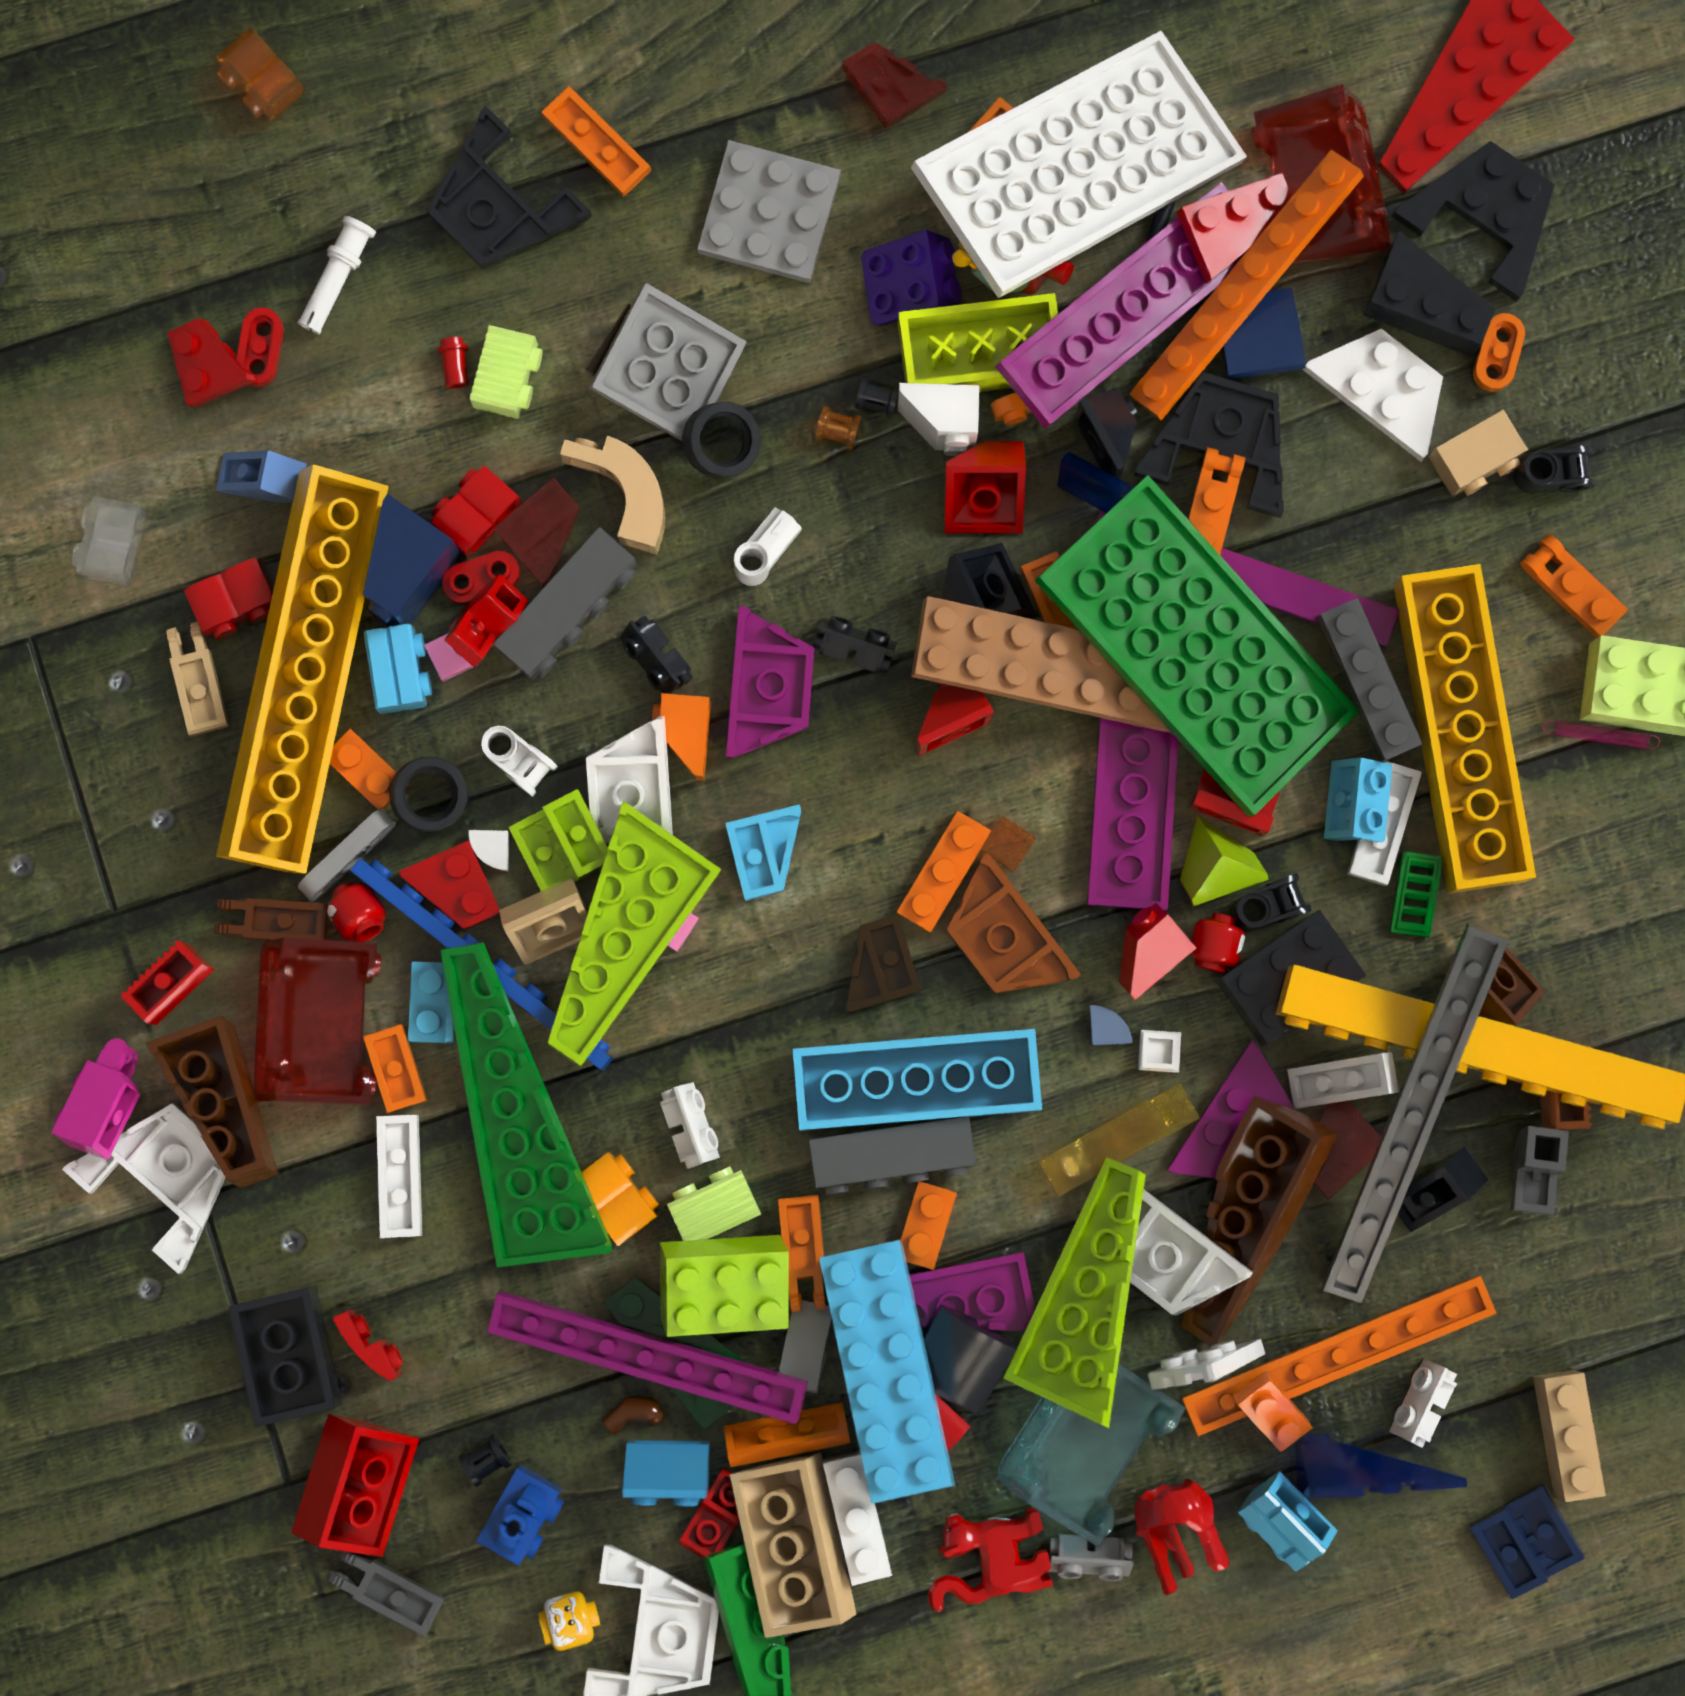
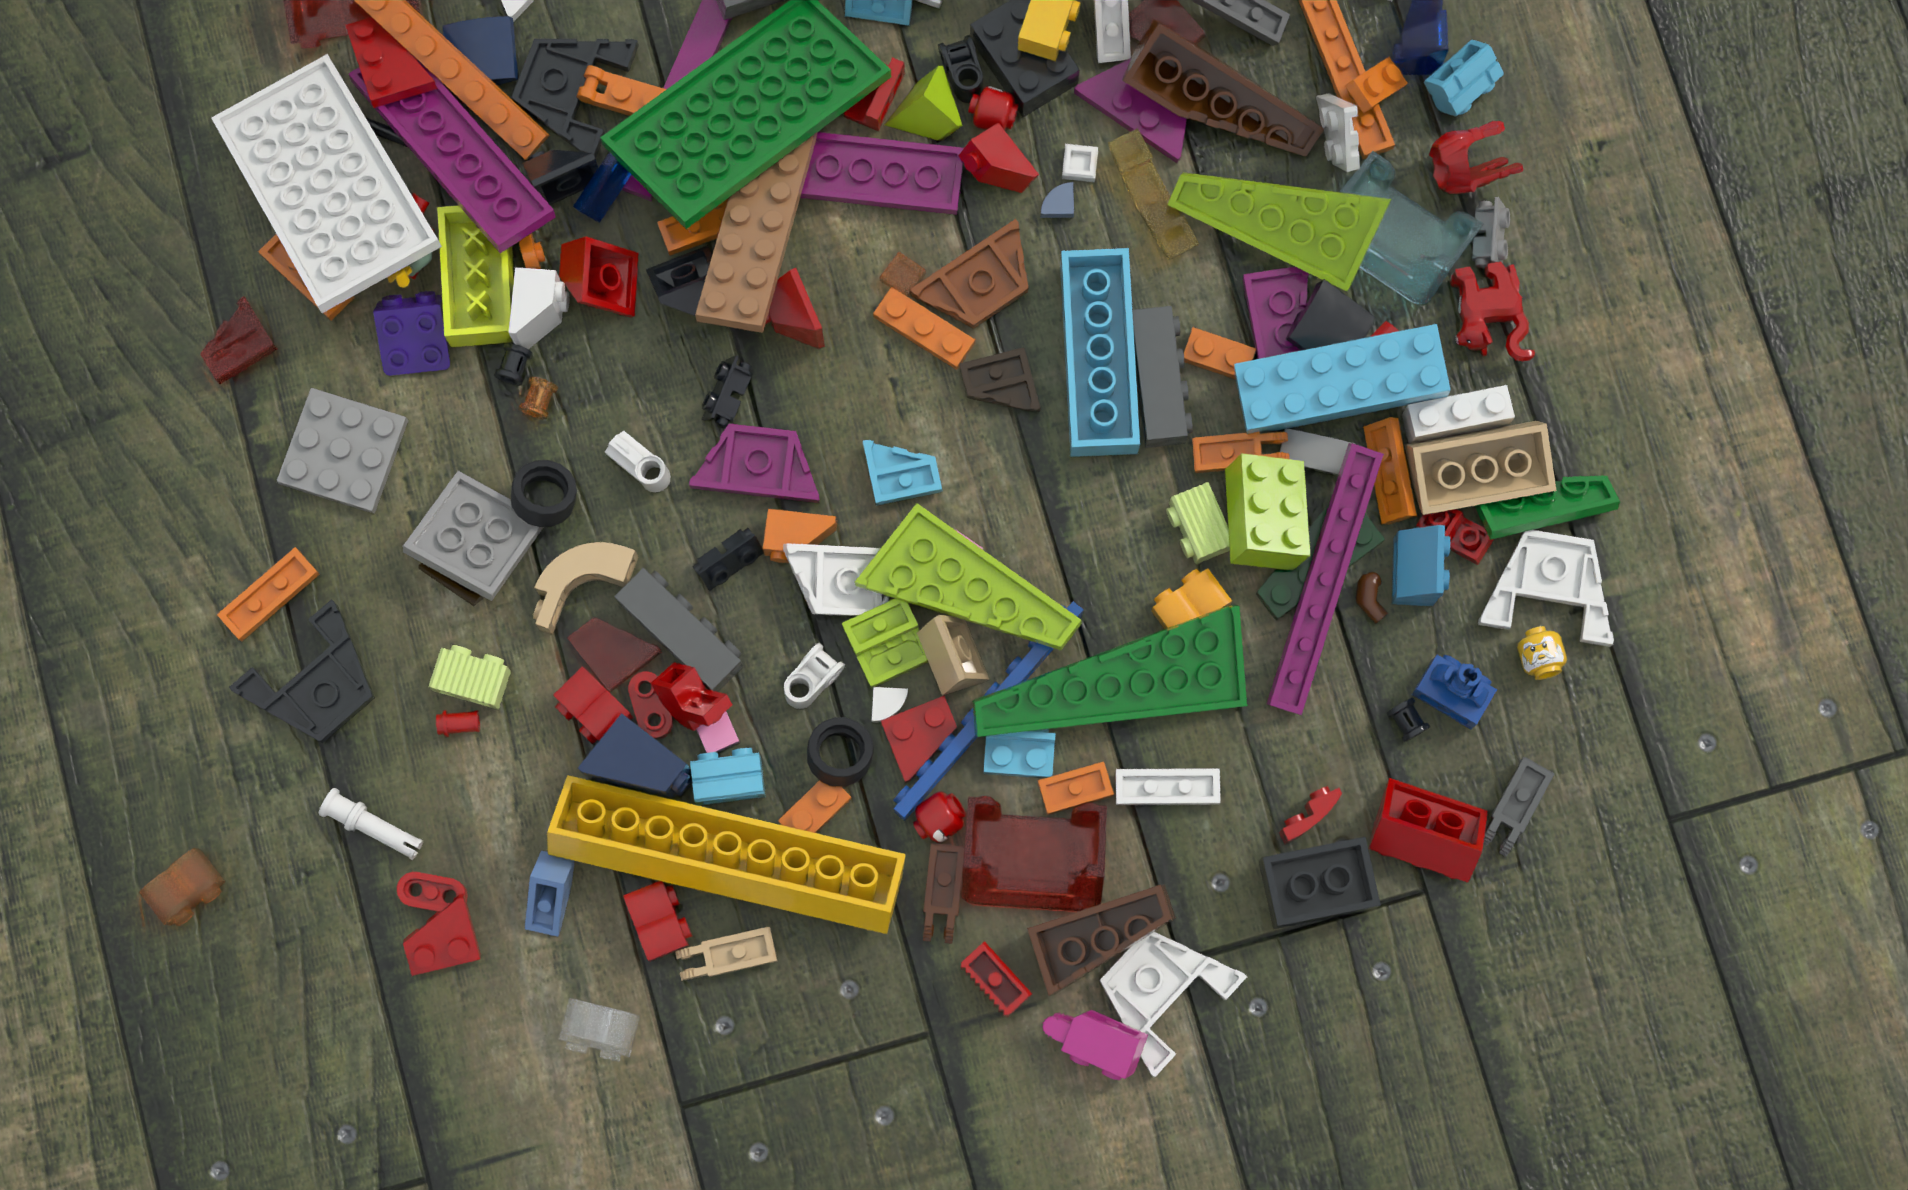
camera: 85 degrees left, 5 degrees down
(346, 855) = (888, 825): light grey beam -> none
(686, 1107) = (1142, 537): white hinge -> none
(1178, 1262) = (1255, 148): white wing -> none

